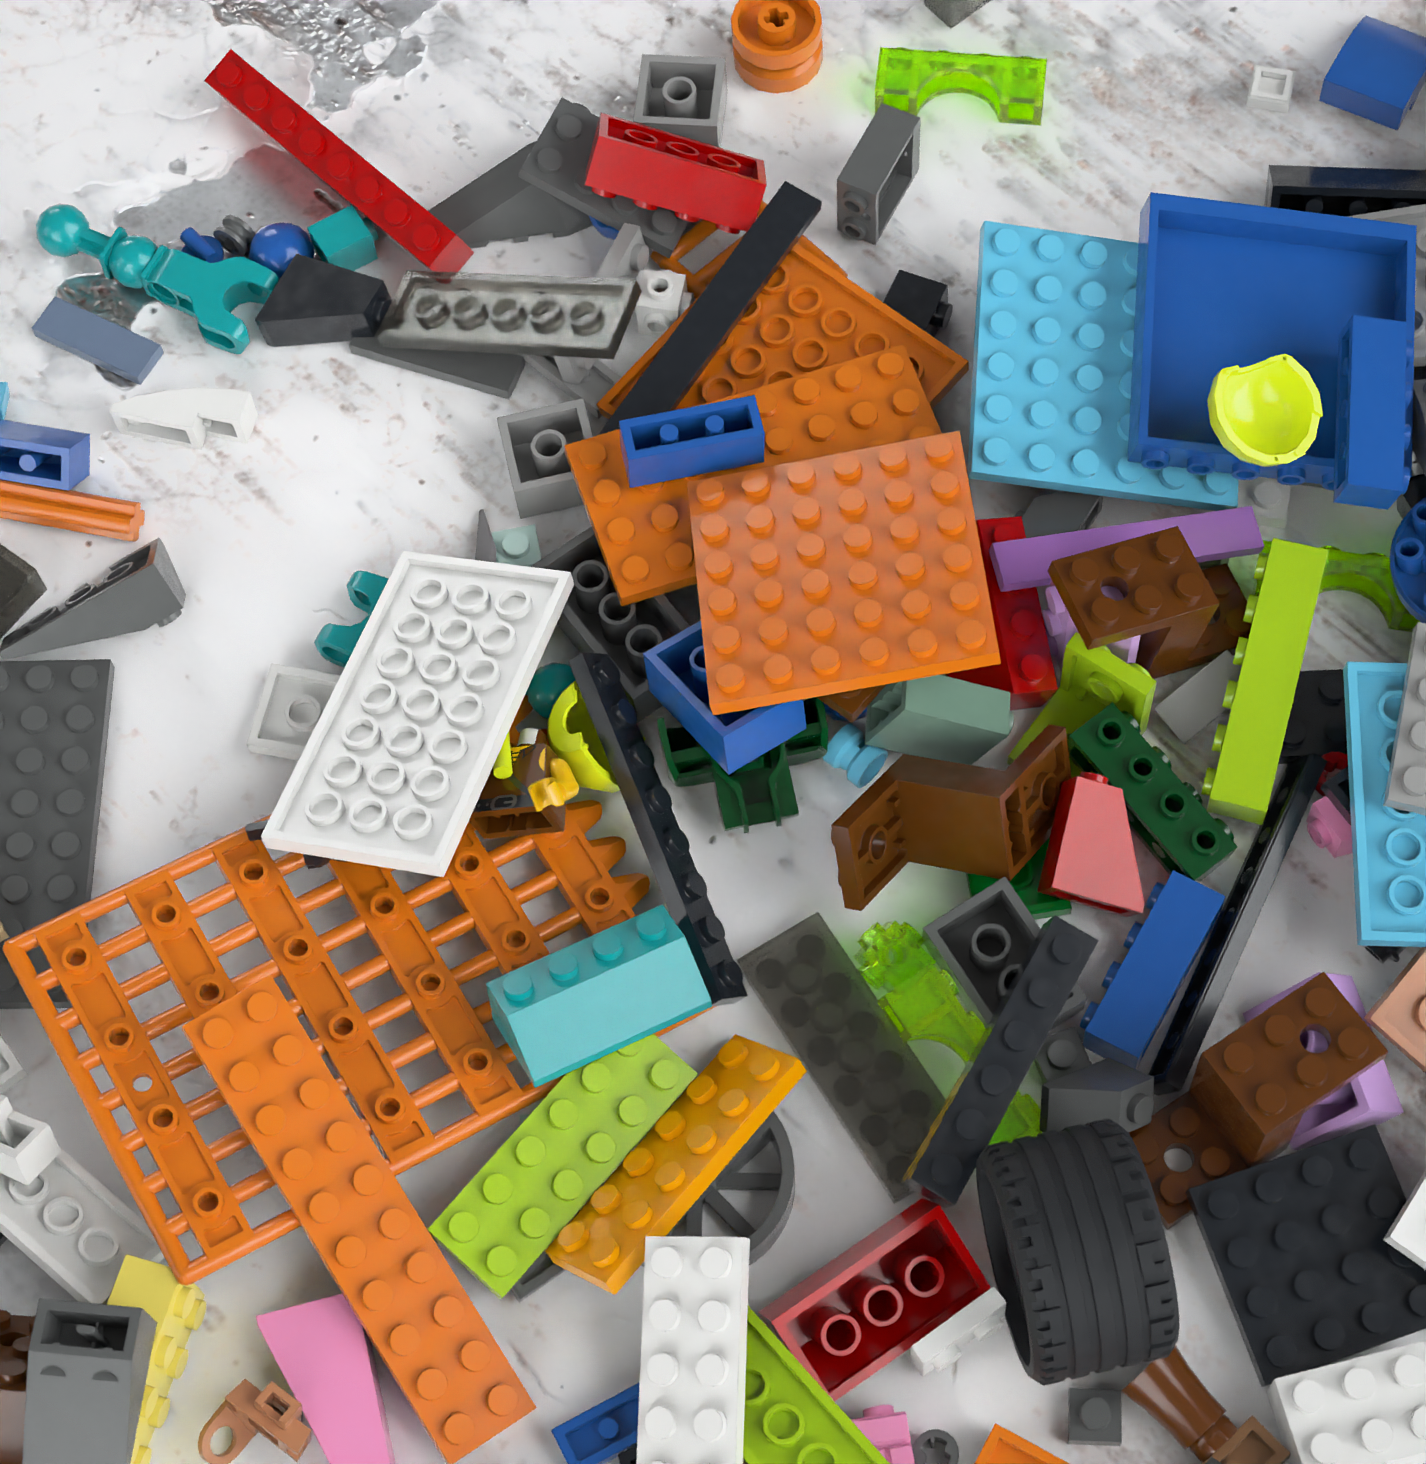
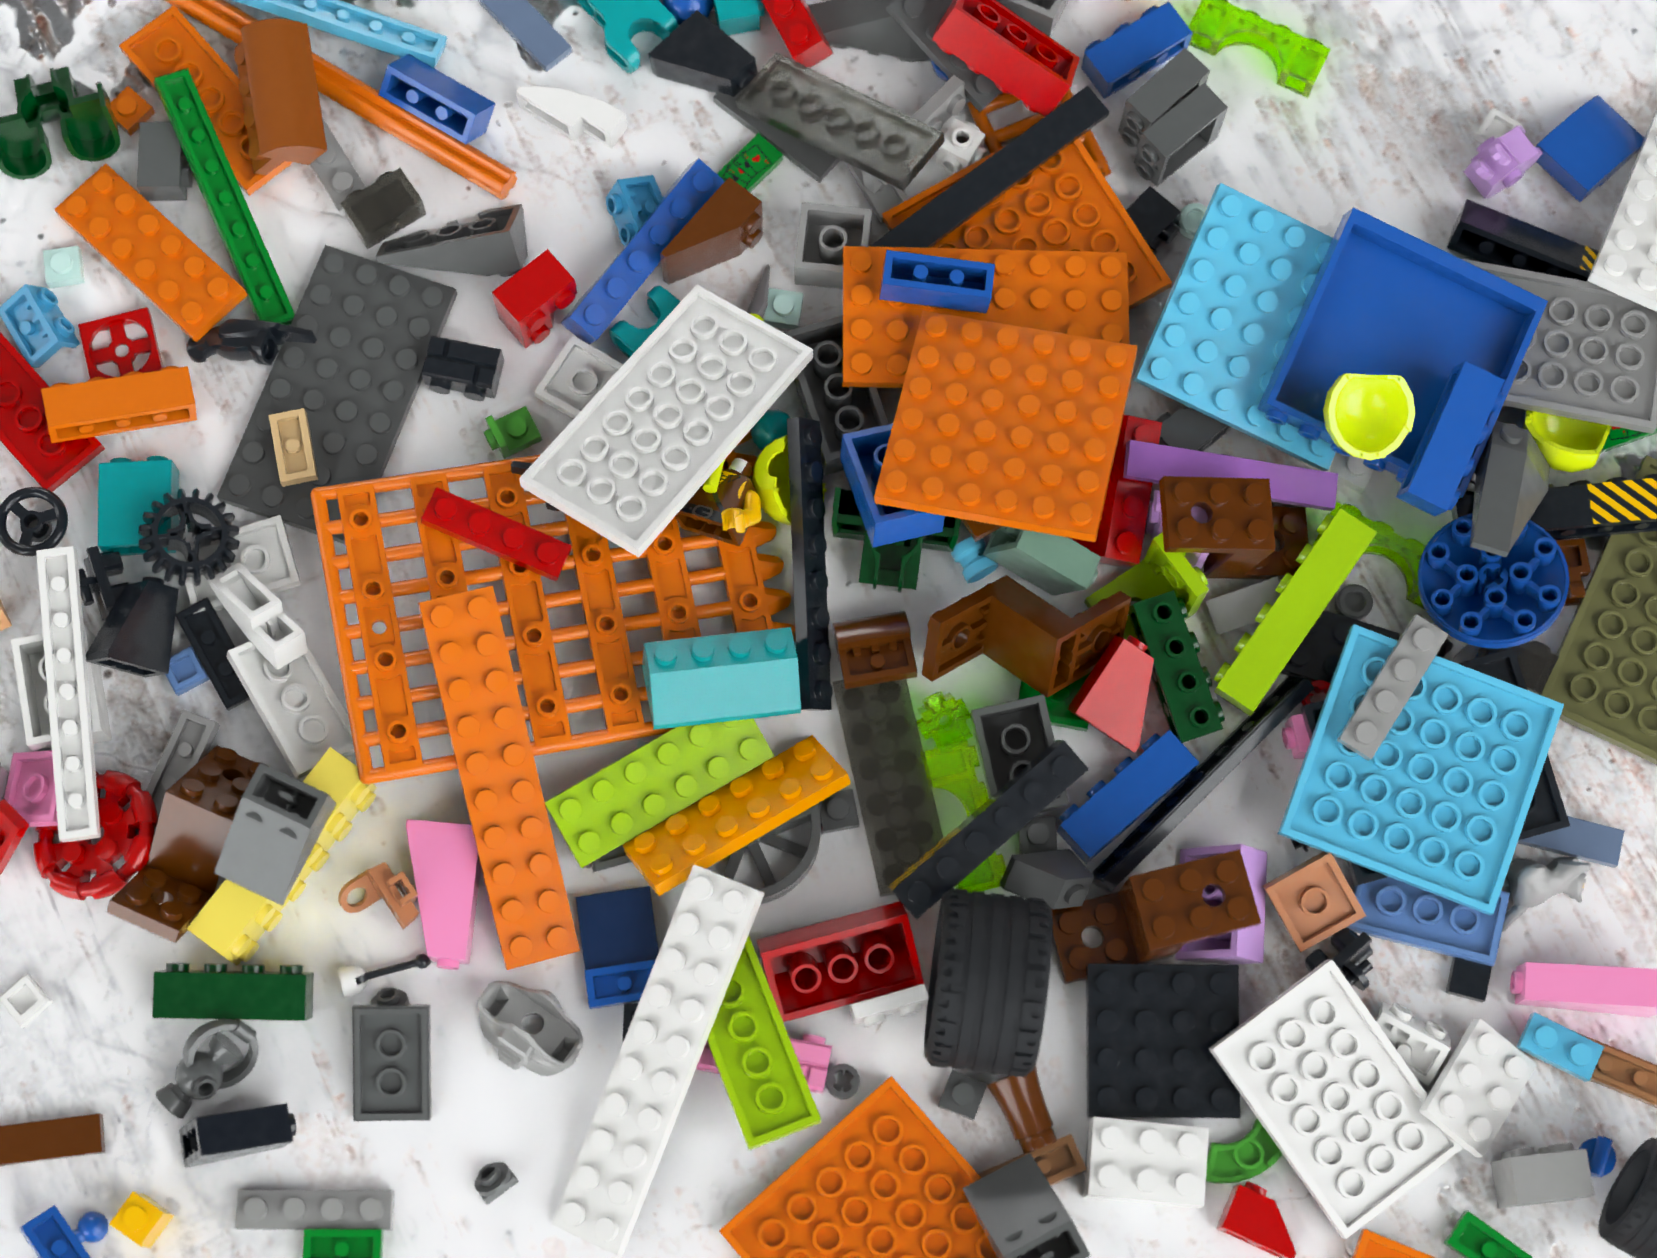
camera: 10 degrees right, 10 degrees up
(148, 747) = (462, 368): none -> black brick
(206, 631) = (532, 295): none -> red slope
(235, 802) = (512, 432): none -> bright green bracket
(254, 919) = (496, 534): none -> red plate
(306, 501) = (632, 203): none -> dark azure bracket
(324, 541) = (642, 253): none -> blue arch
(404, 489) = (715, 233): none -> reddish brown slope
(417, 412) = (752, 163): none -> green tile
(574, 1361) = (617, 927): none -> dark blue tile
(775, 901) = (875, 649): none -> reddish brown brick
(804, 1116) = (838, 812): none -> dark grey plate
(823, 133) = (1135, 49): none -> blue brick
(912, 203) = (1180, 135): none -> dark grey window
(963, 295) = (1190, 219): none -> light aqua tile
(1291, 113) = (1502, 162): none -> lavender hinge
(1328, 650) = (1354, 602): none -> dark grey tile

